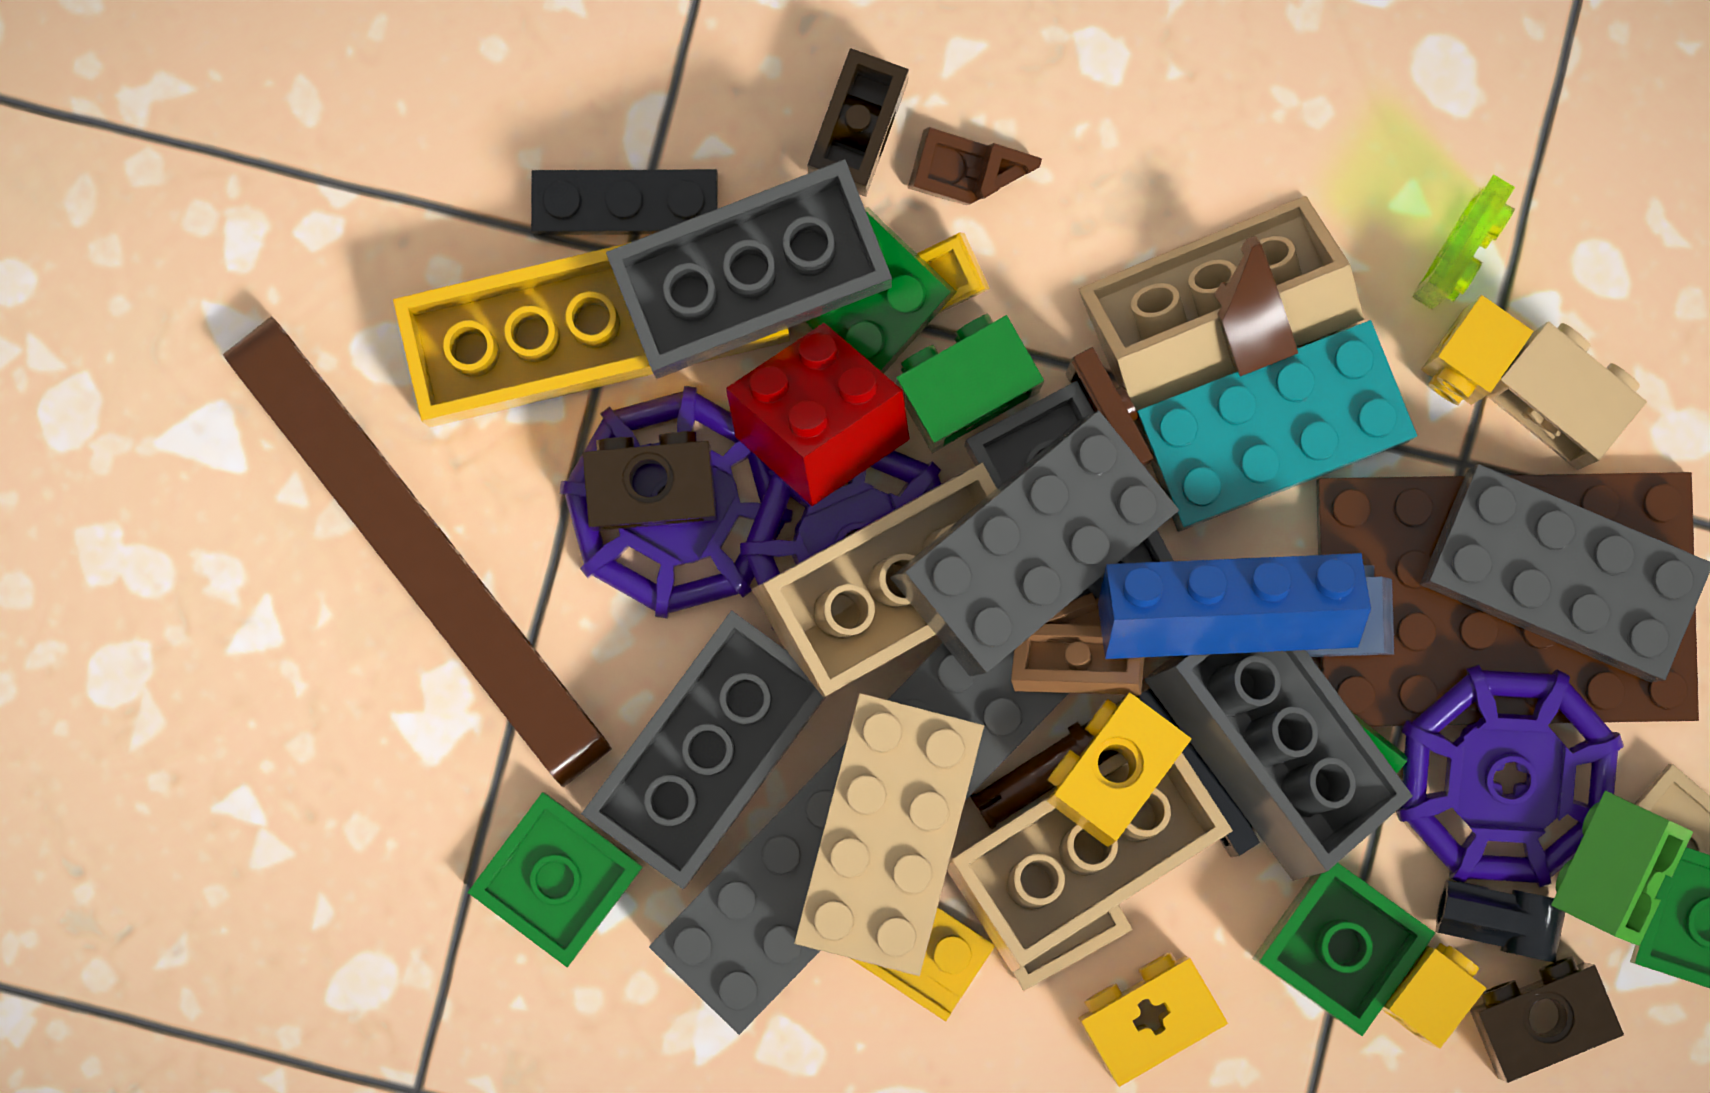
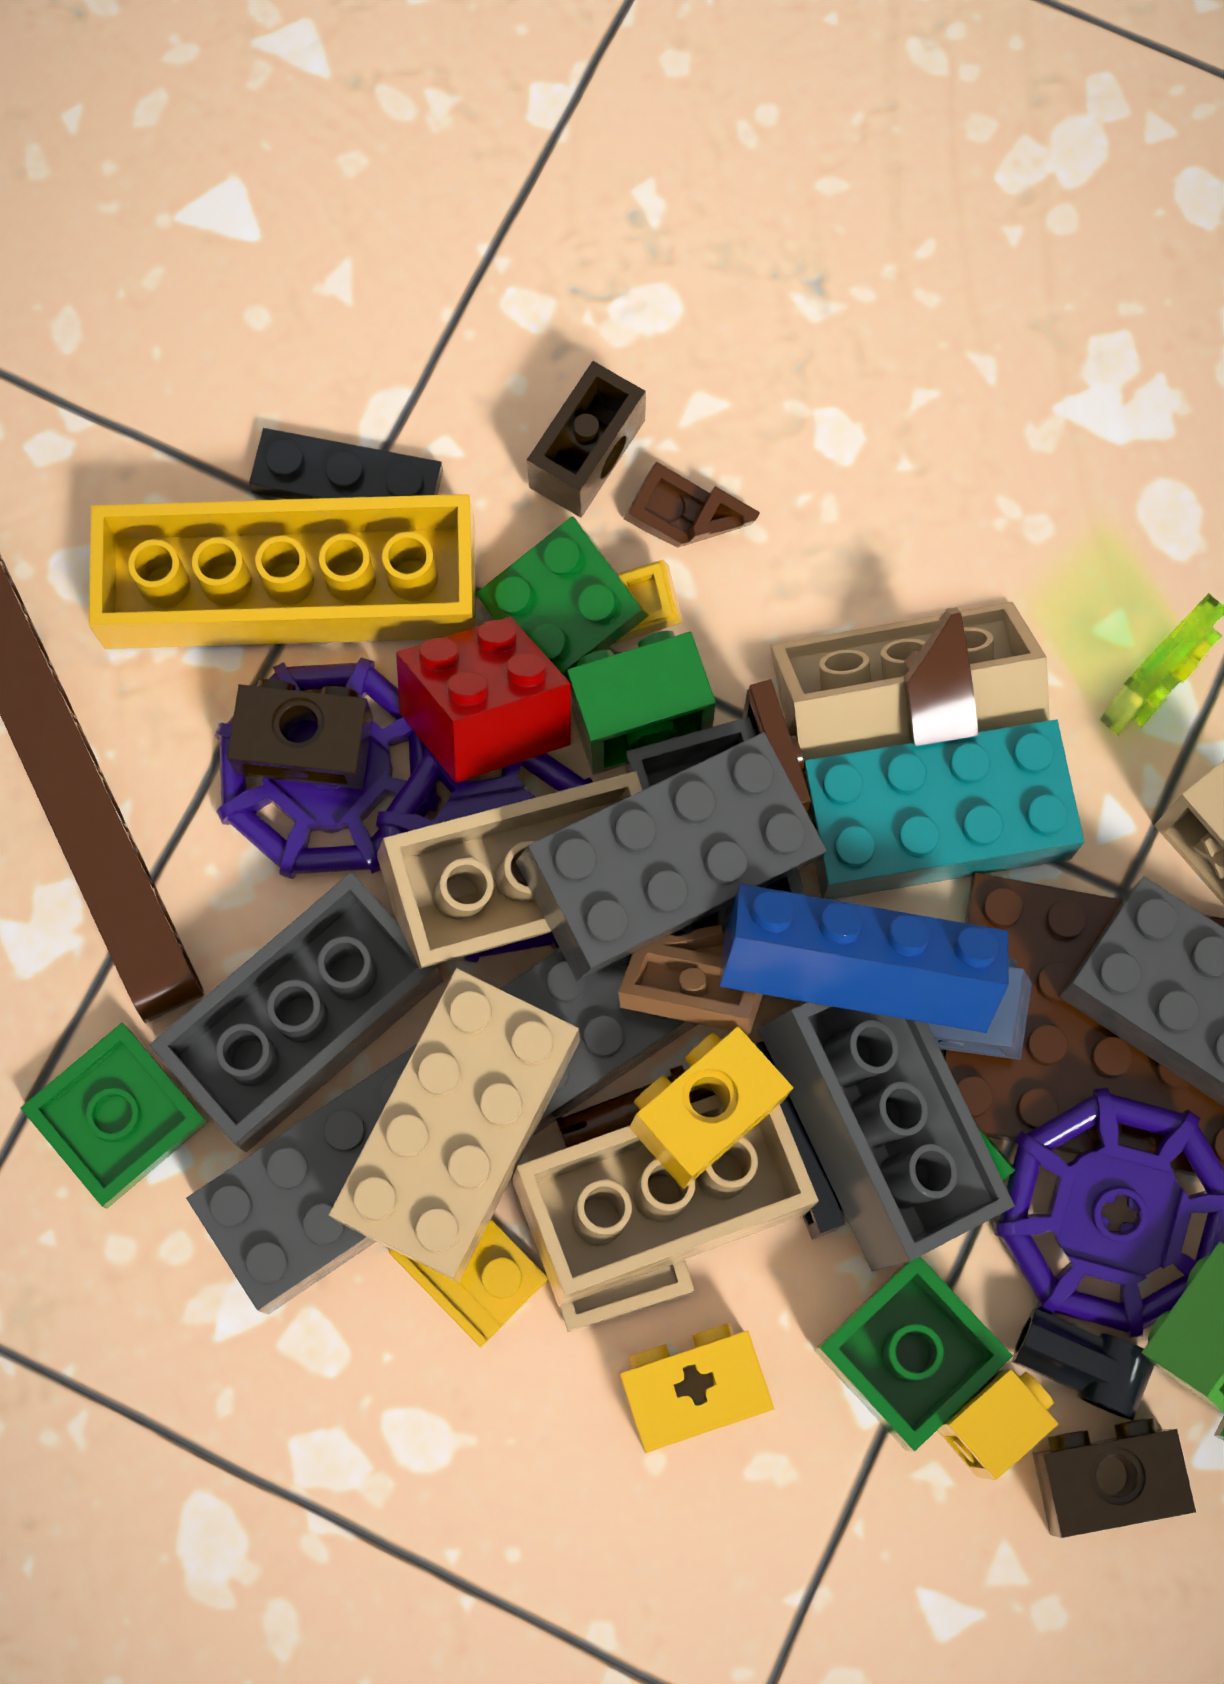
camera: 10 degrees right, 10 degrees down
(750, 269) = (442, 534): dark grey brick -> none
(1475, 352) = (1157, 772): yellow brick -> none

